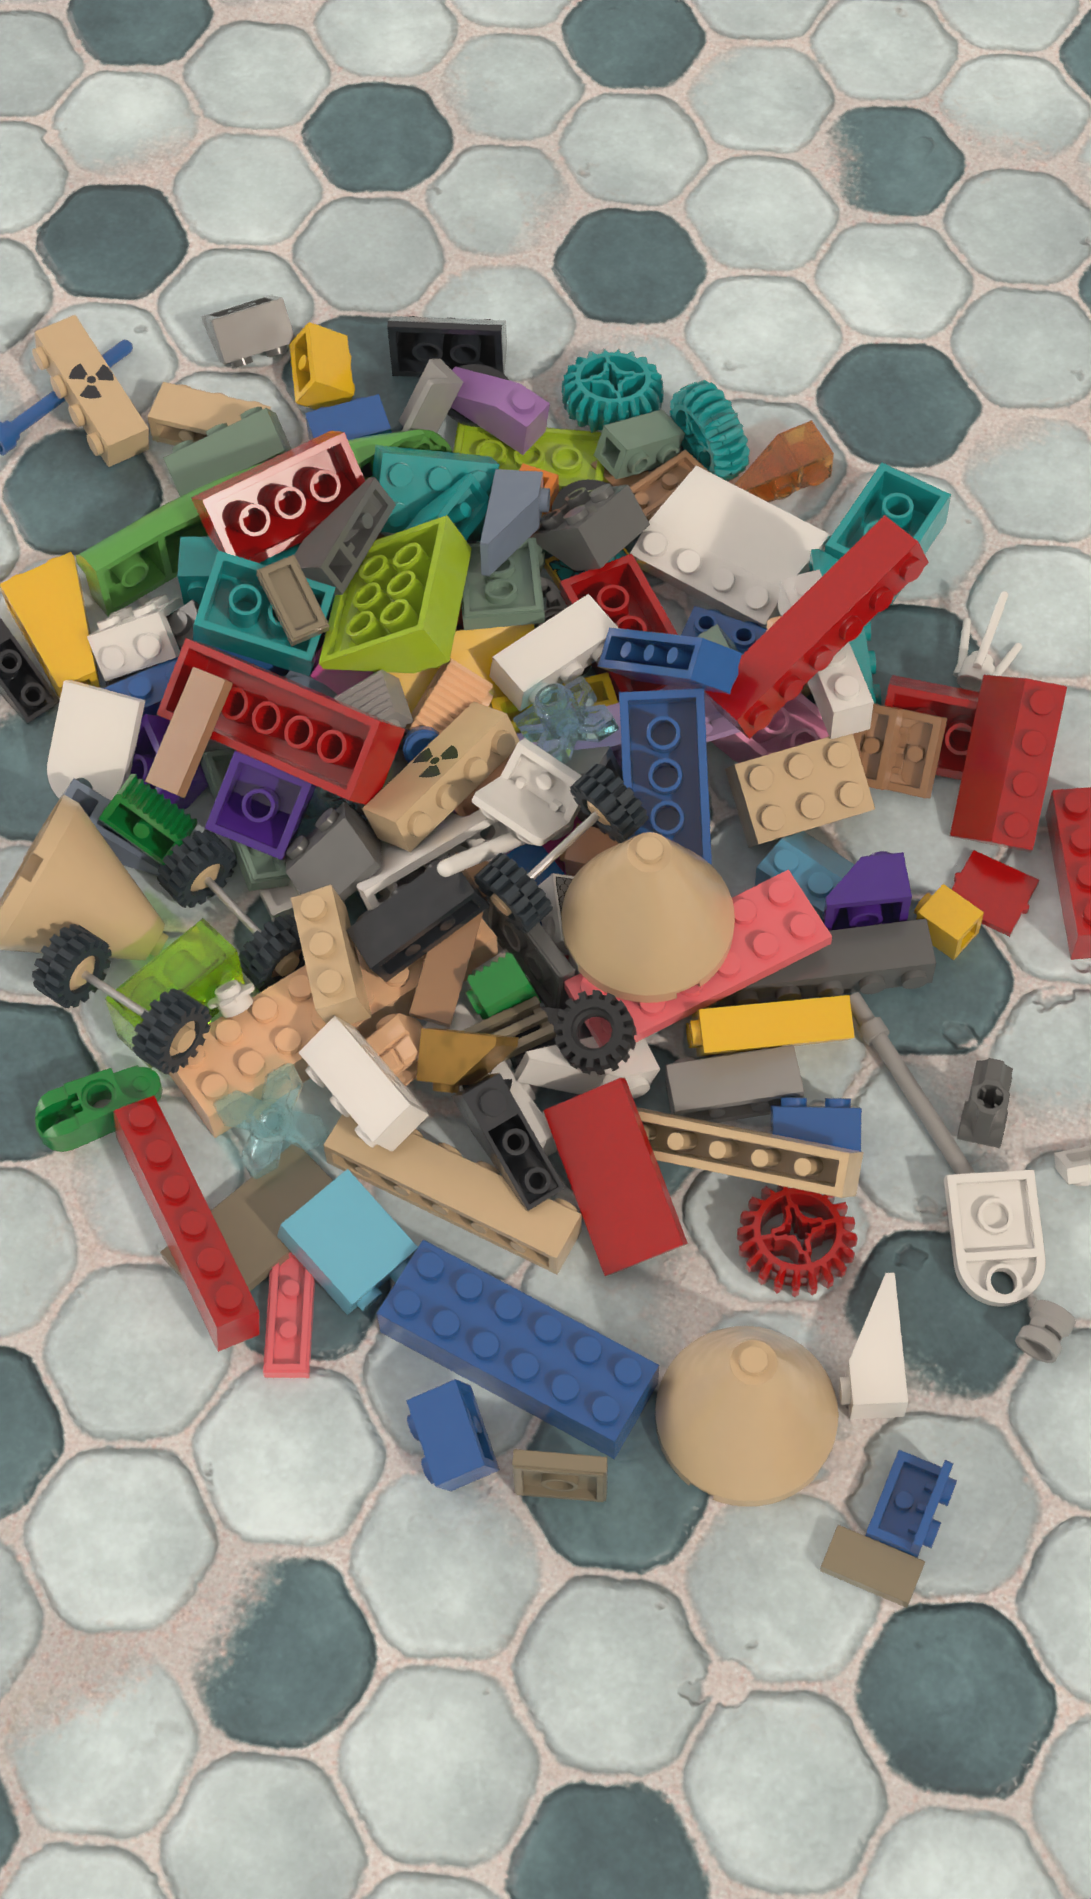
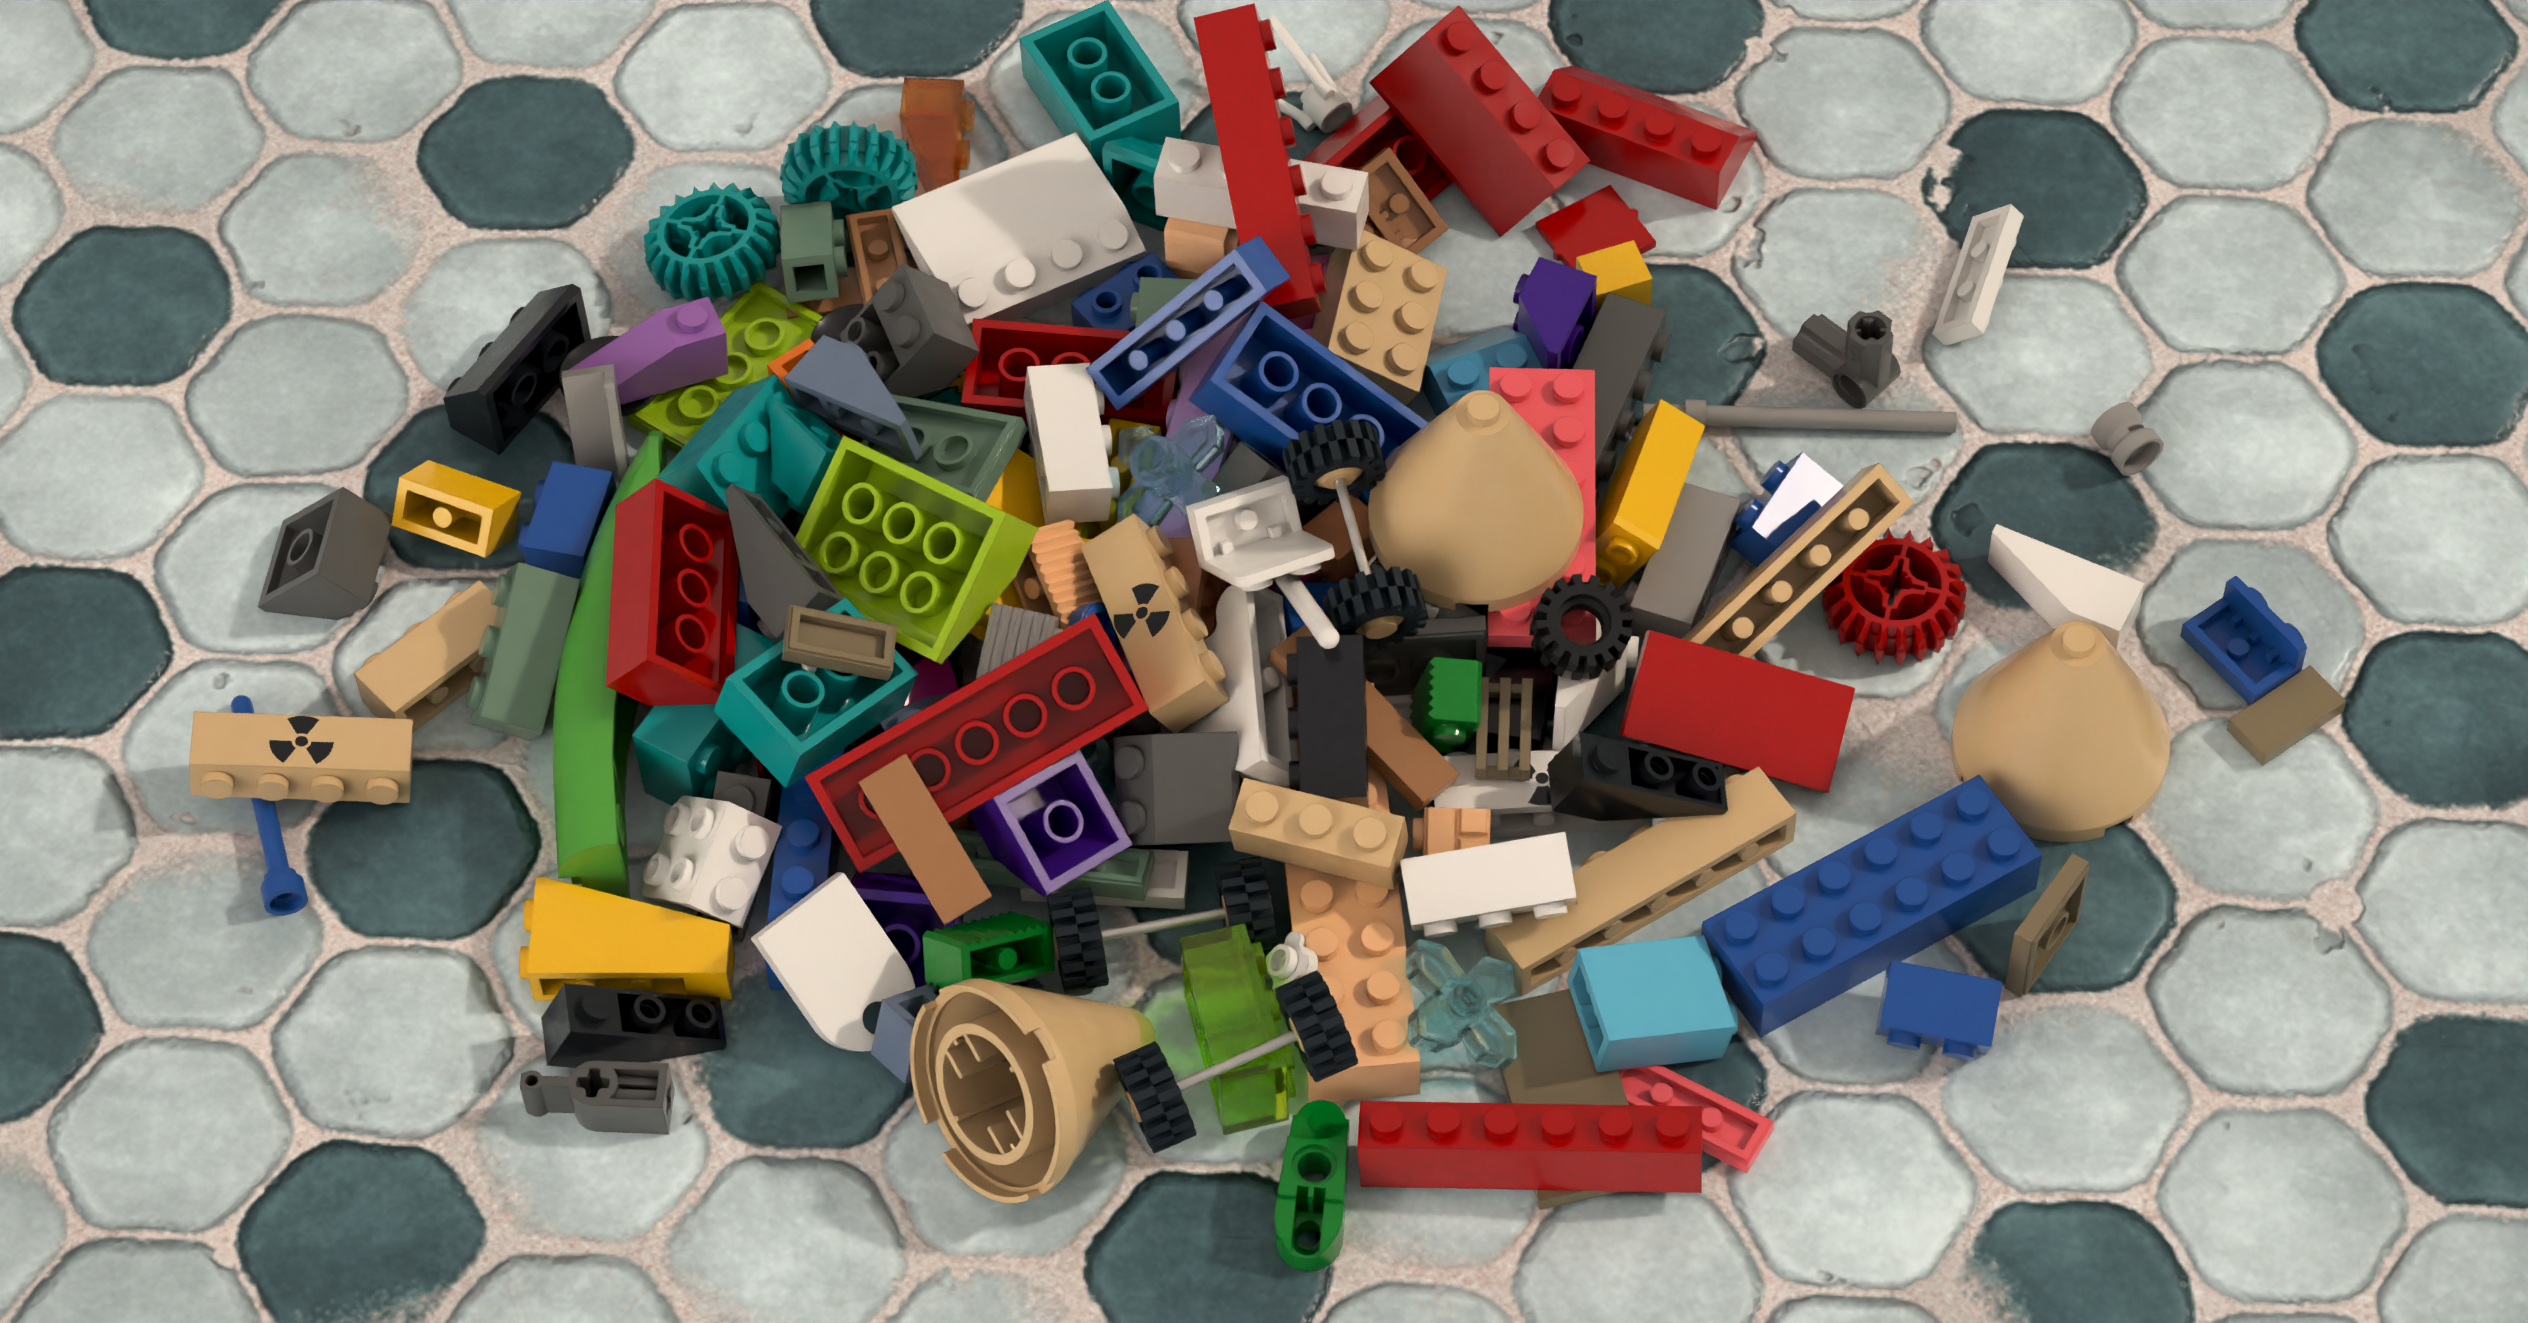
camera: 60 degrees left, 5 degrees down
(459, 1057) = (1518, 771): pearl gold slope -> none
(995, 1230) = (1996, 426): white tile -> none

